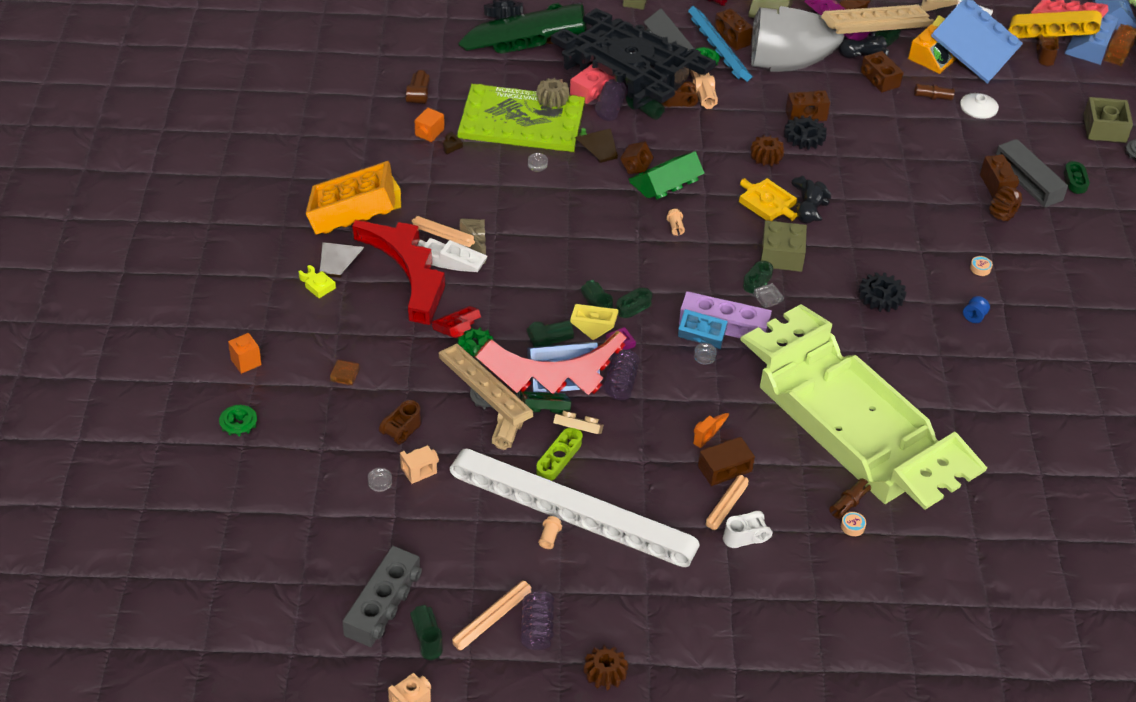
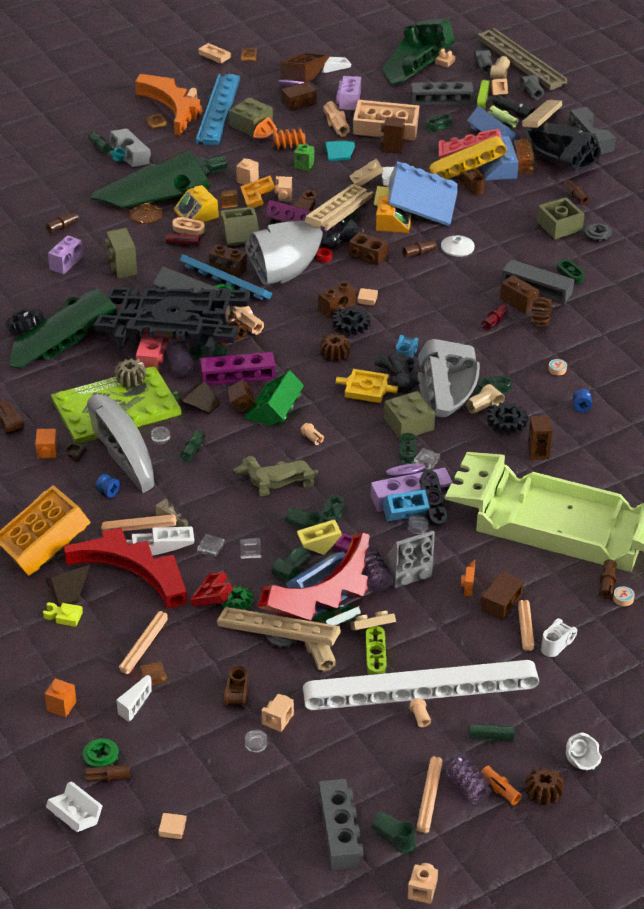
camera: 30 degrees left, 5 degrees down
(172, 457) = (75, 808): none -> white bracket
(229, 440) = (107, 773): none -> reddish brown axle
(241, 517) = (172, 826): none -> light nougat tile
(303, 386) = (132, 700): none -> white slope
(360, 340) = (143, 642): none -> light nougat axle
(449, 185) = (107, 485): none -> blue wheel
(492, 148) = (122, 440): none -> light grey panel
(495, 282) = (210, 545): none -> clear tile
(525, 300) = (250, 548): none -> clear tile
(555, 184) = (192, 446): none -> clear green pin
(566, 643) = (510, 794): none -> orange pin
(601, 587) = (491, 732): none -> clear green pin
(607, 245) = (277, 475): none -> olive animal
(657, 131) = (237, 368): none -> magenta brick
(658, 382) = (411, 559): none -> light grey slope
(671, 655) = (583, 751): none -> white hair
(733, 318) = (435, 489): none -> black beam
(734, 295) = (405, 469): none -> lavender dish
(834, 61) = (323, 255): none -> red tile
(838, 181) = (407, 346): none -> dark azure piece
(843, 117) = (367, 296): none -> light nougat tile
(852, 224) = (447, 375): none -> light grey panel
(881, 263) = (487, 397): none -> tan piece
(894, 325) = (539, 437): none -> reddish brown brick
(899, 255) = (501, 383): none -> clear green beam
(955, 189) = (494, 317): none -> dark red pin

